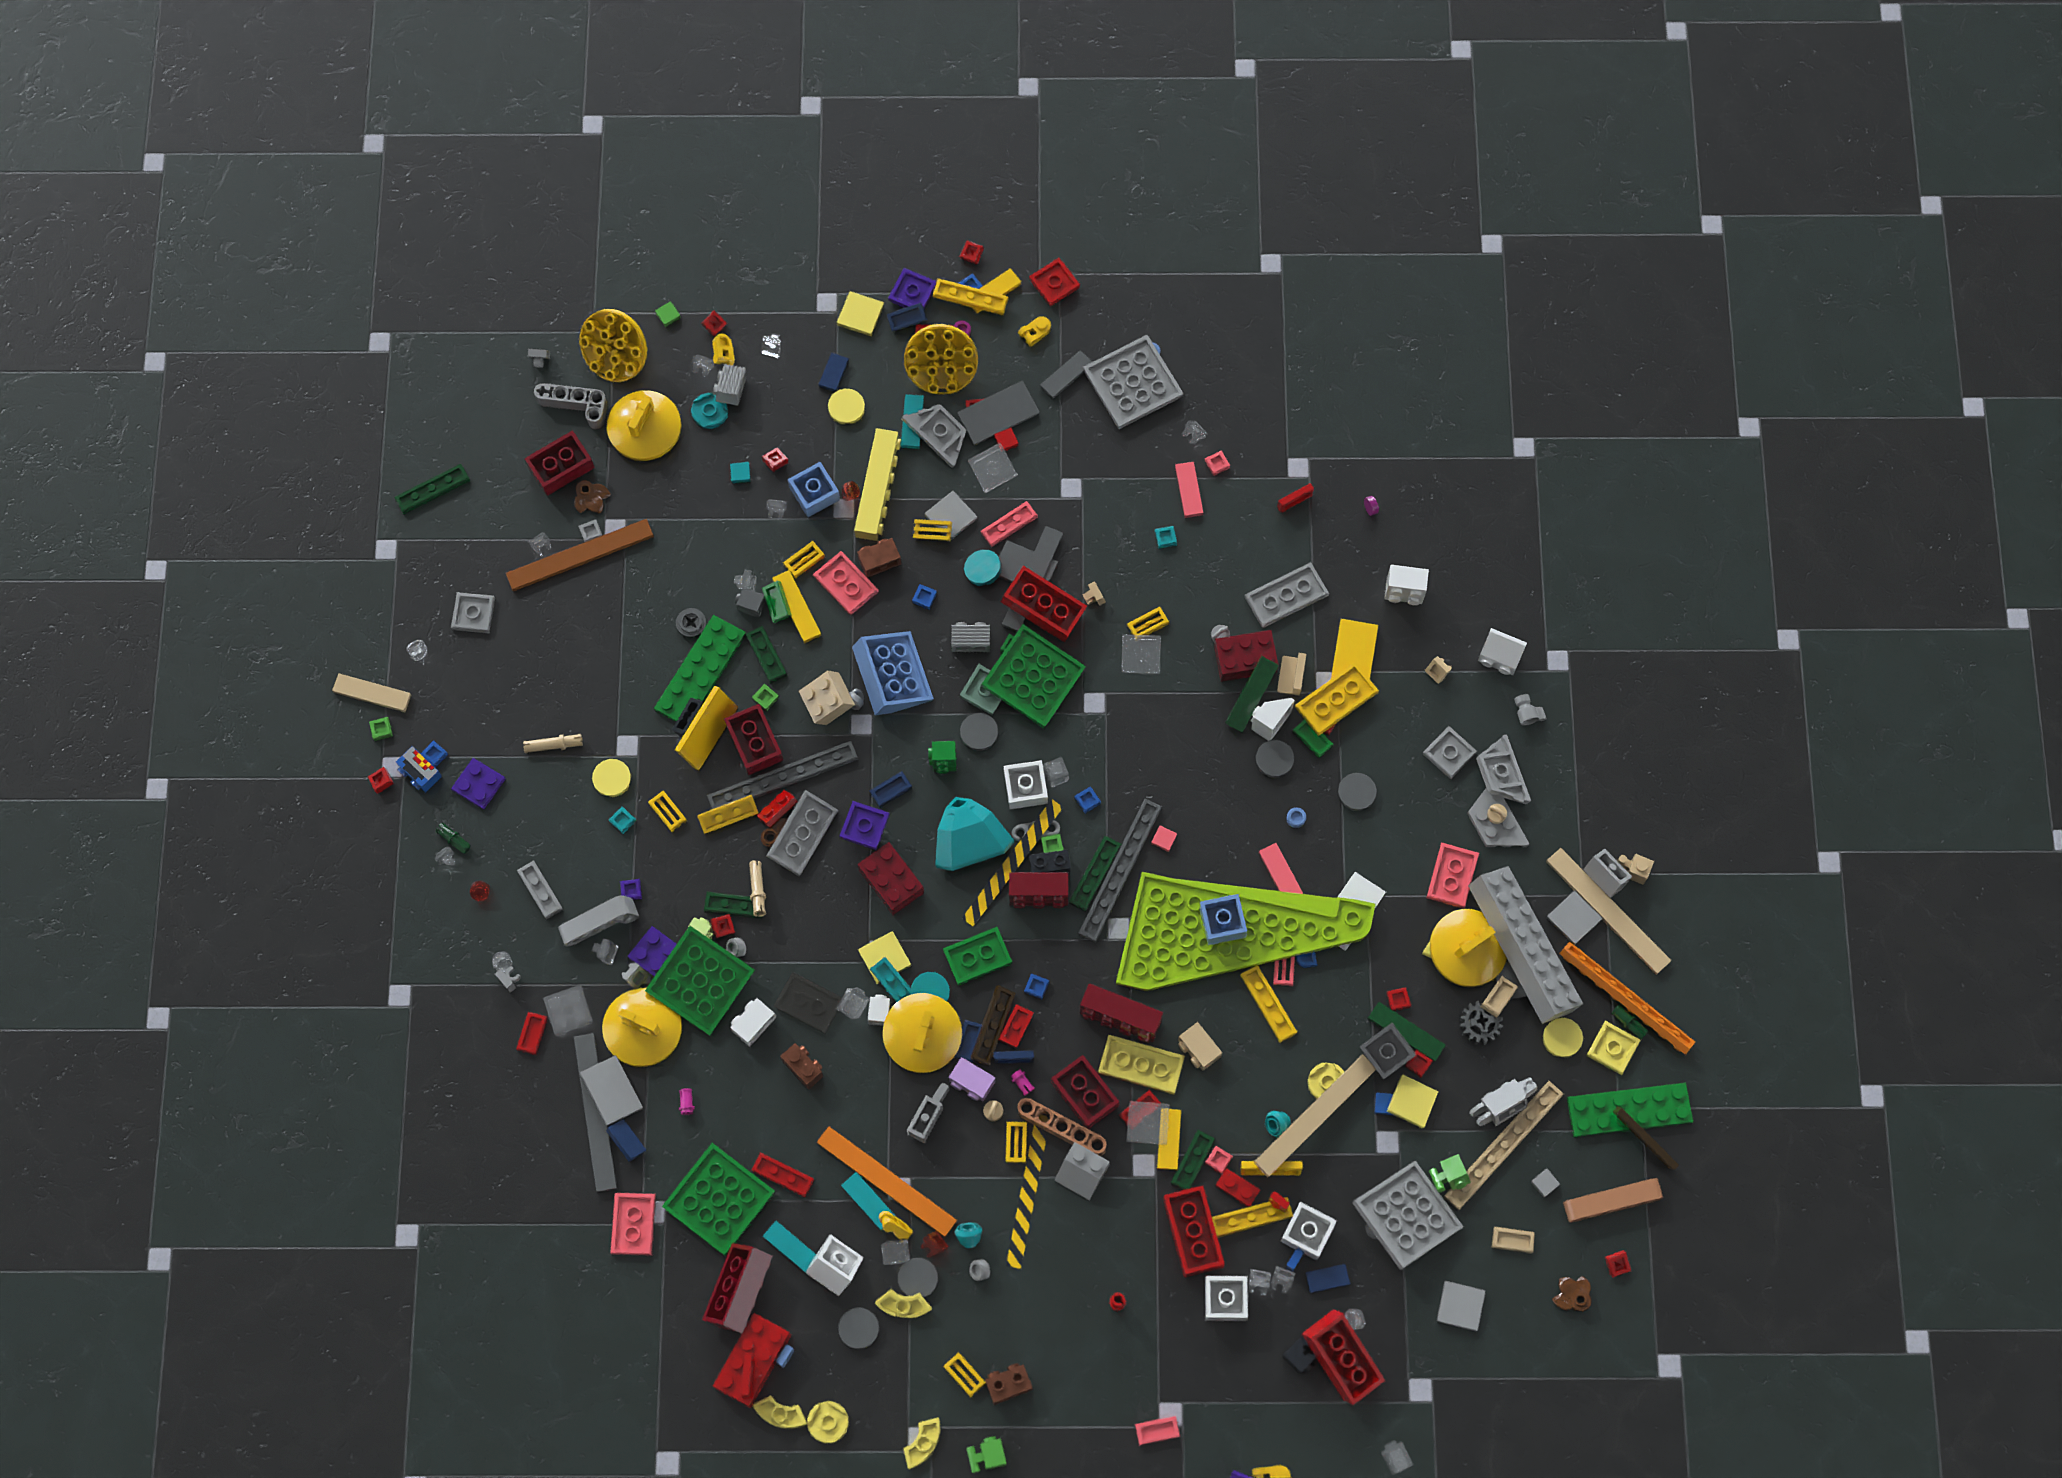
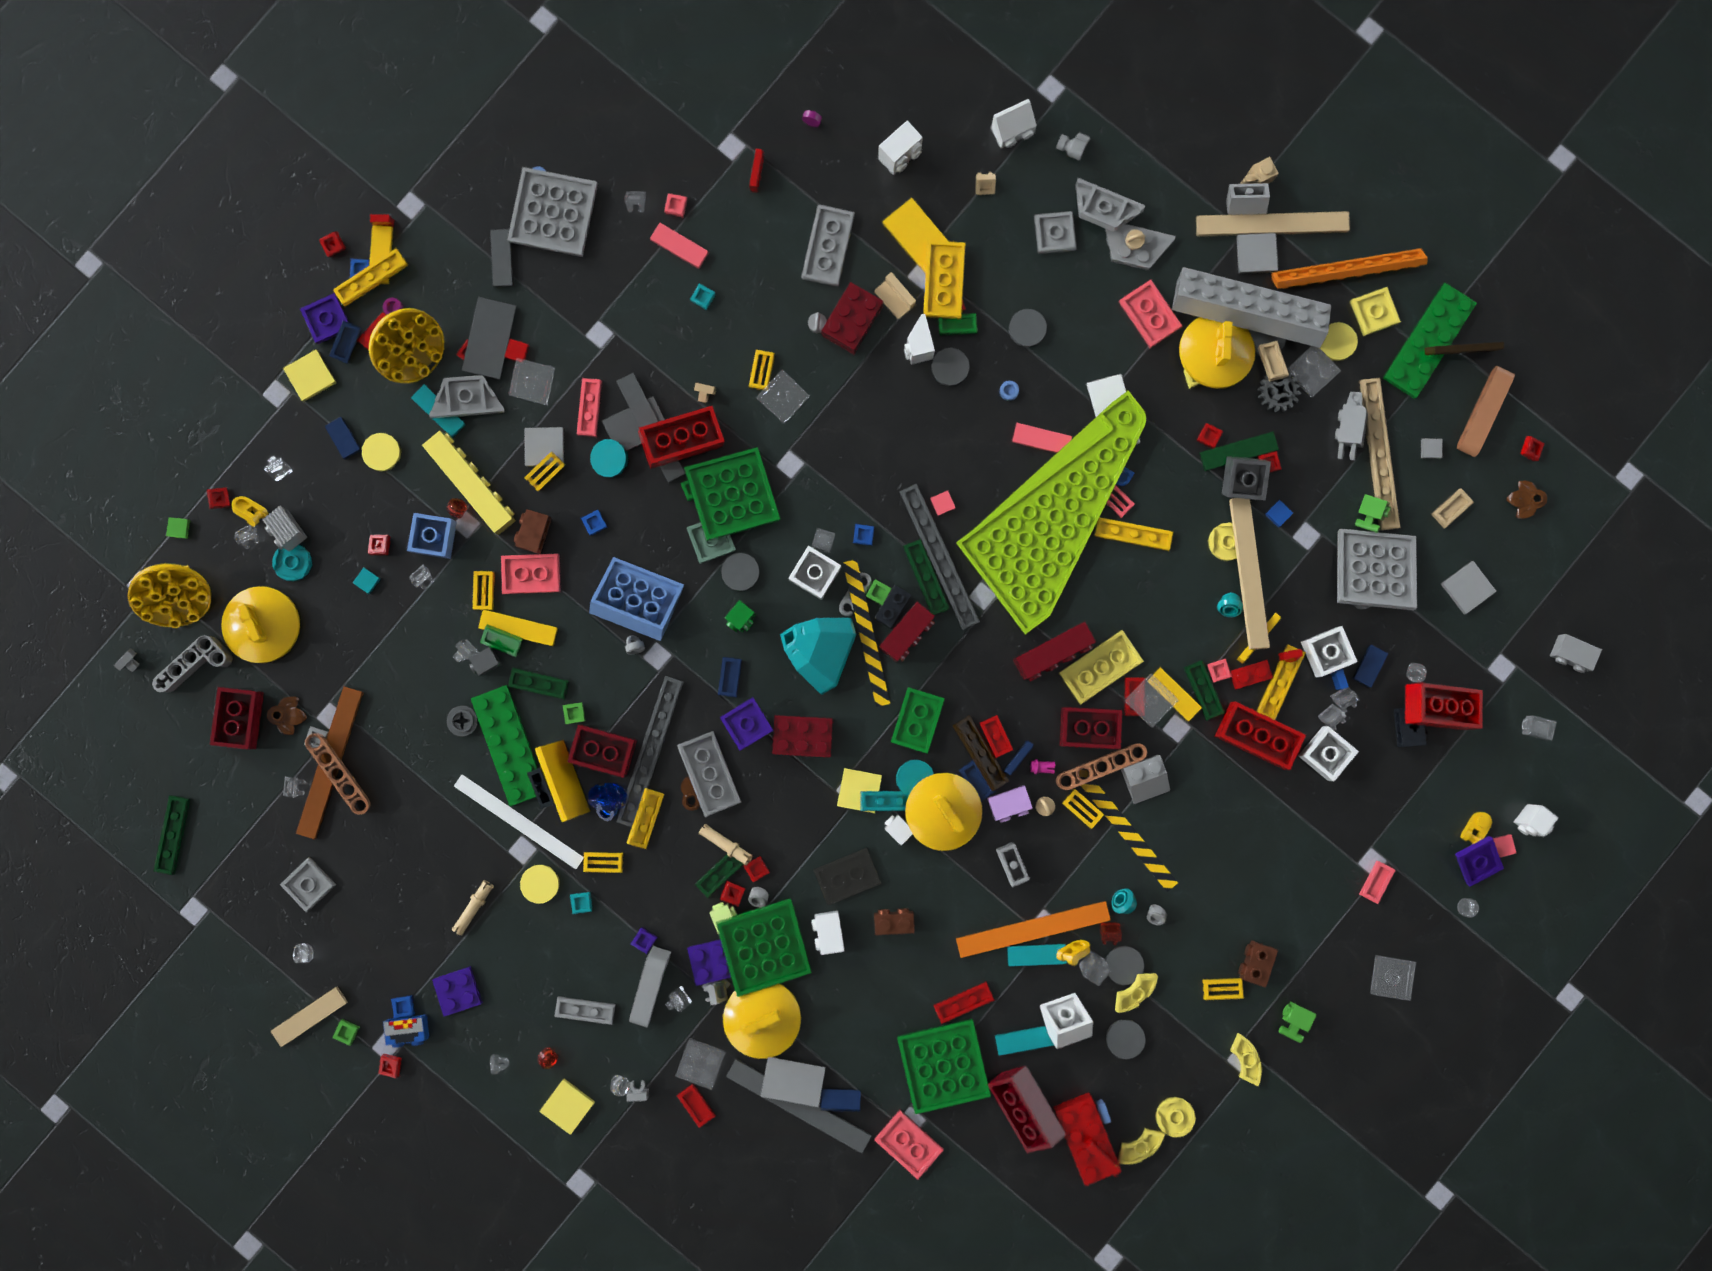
camera: 50 degrees left, 15 degrees up
(453, 838) = (486, 1046): dark green axle -> none
(453, 936) = (567, 1106): none -> light yellow tile
(576, 574) = (328, 769): none -> nougat beam
(647, 726) = (518, 821): none -> white sticker
(686, 1102) = (848, 1031): dark pink pin -> none
(720, 772) = (607, 798): none -> clear blue tile
(757, 929) = (756, 869): none -> red tile
(777, 808) = (673, 777): red plate -> none
(826, 698) = (616, 667): tan brick -> none
(853, 1003) = (877, 844): clear brick -> none
(941, 1092) = (1001, 836): light grey tile -> none
(970, 637) = (658, 515): light grey brick -> none
(1019, 271) = (381, 220): none -> red tile
(1036, 986) = (977, 695): blue tile -> none
(1040, 326) = (443, 244): yellow plate -> none
(1054, 281) = (414, 200): red plate -> none
(1117, 1306) = (1267, 835): red pin -> none
(1199, 1046) = (1125, 613): tan brick -> none
(1223, 919) = (1049, 514): medium blue brick -> none
(1251, 694) = (888, 340): dark green tile -> none
(1412, 1101) = (1295, 492): light yellow tile -> none
(1483, 1437) = (1575, 653): none -> light grey brick
(1521, 1036) = (1313, 370): none -> clear plate
(1629, 1022) = (1367, 282): dark green axle -> none

